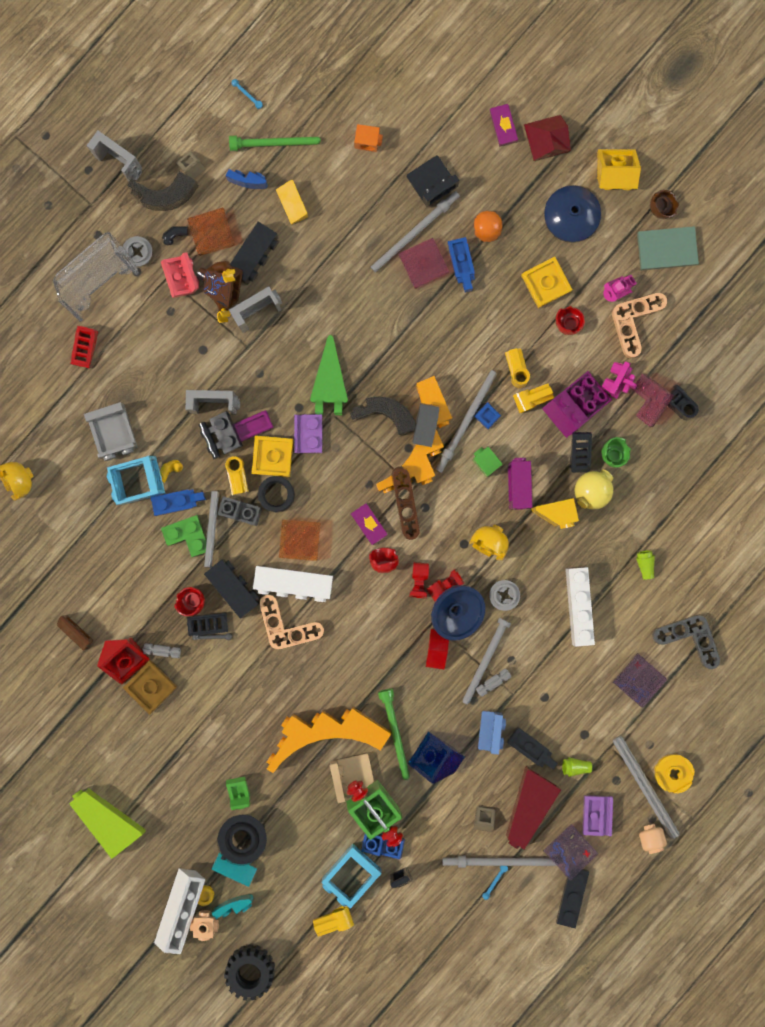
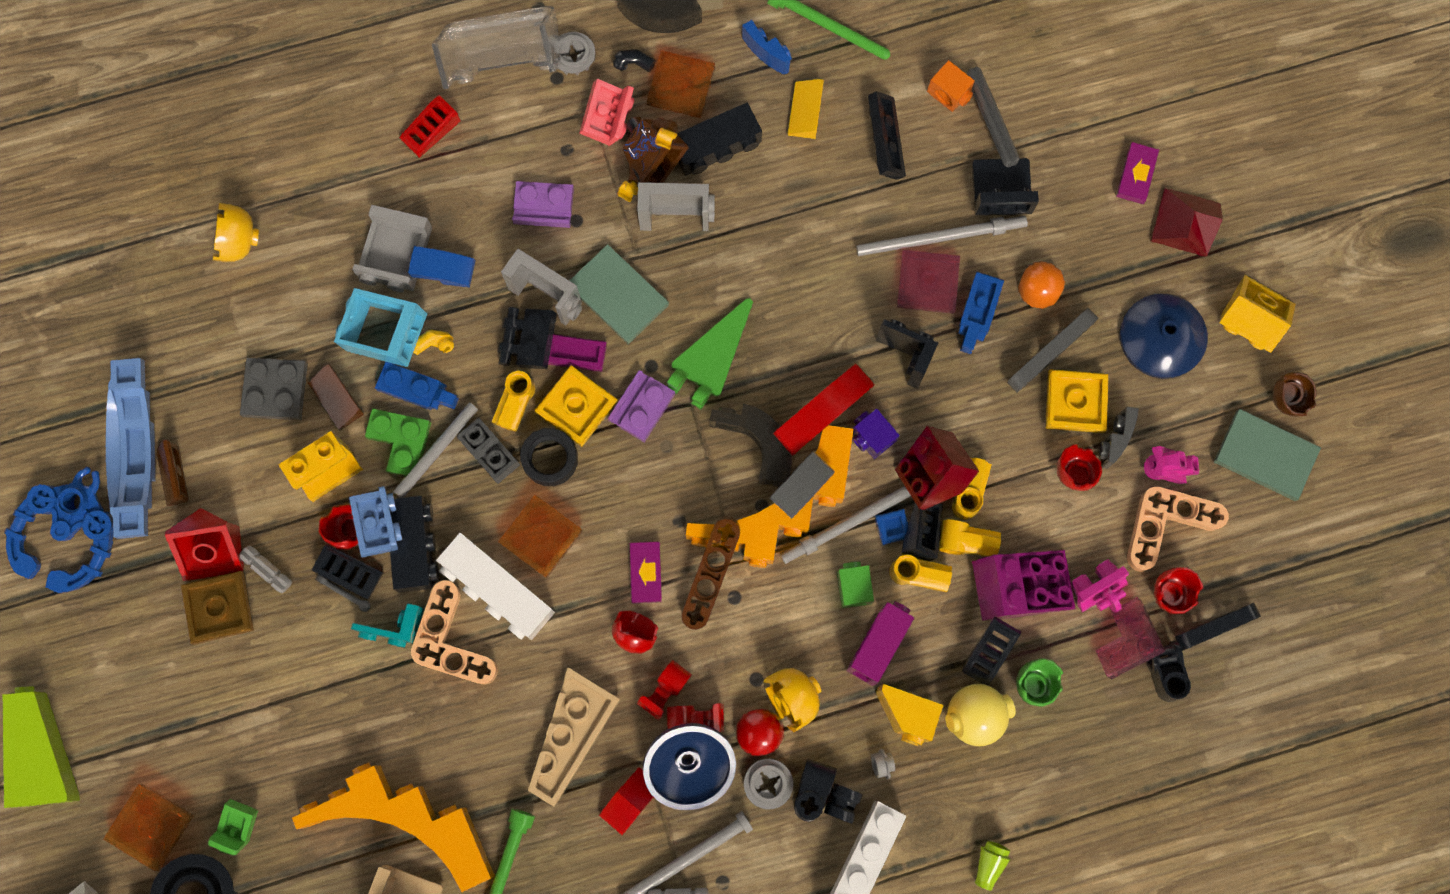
camera: 30 degrees right, 10 degrees down
(36, 693) = (65, 524): none -> blue piece
(43, 633) = (129, 449): none -> medium blue piece
(98, 550) = (273, 389): none -> dark grey plate
(135, 534) = (335, 397): none -> reddish brown slope
(146, 424) = (441, 266): none -> blue slope
(156, 578) = (321, 466): none -> yellow panel
(178, 352) = (543, 204): none -> medium lavender plate
(193, 820) = (148, 827): none -> clear orange plate
(207, 590) = (374, 522): none -> medium blue bracket
(254, 378) = (618, 294): none -> sand green tile
(258, 630) = (407, 622): none -> teal bracket
(348, 191) = (886, 135): none -> black plate
(383, 629) = (575, 726): none -> tan wing
(402, 142) = (993, 118): none -> dark grey axle
(411, 374) = (823, 409): none -> red slope
(442, 305) = (919, 345): none -> black bracket
(446, 370) = (873, 433): none -> dark purple brick
(483, 571) = (759, 732): none -> red hair
(492, 369) = (936, 468): none -> dark red slope
(505, 418) = (914, 543): none -> black slope
(516, 261) = (1052, 350): none -> dark grey beam
(519, 431) = (923, 573): none -> yellow piece
(530, 579) = (816, 785): none -> black piece
(550, 581) = (843, 803): none -> black wheel
(558, 547) = (882, 764): none -> light grey plate
(582, 295) = (1115, 444): none -> dark grey slope
(661, 356) = (1177, 590): none -> red hair
(693, 362) = (1218, 626): none -> black beam

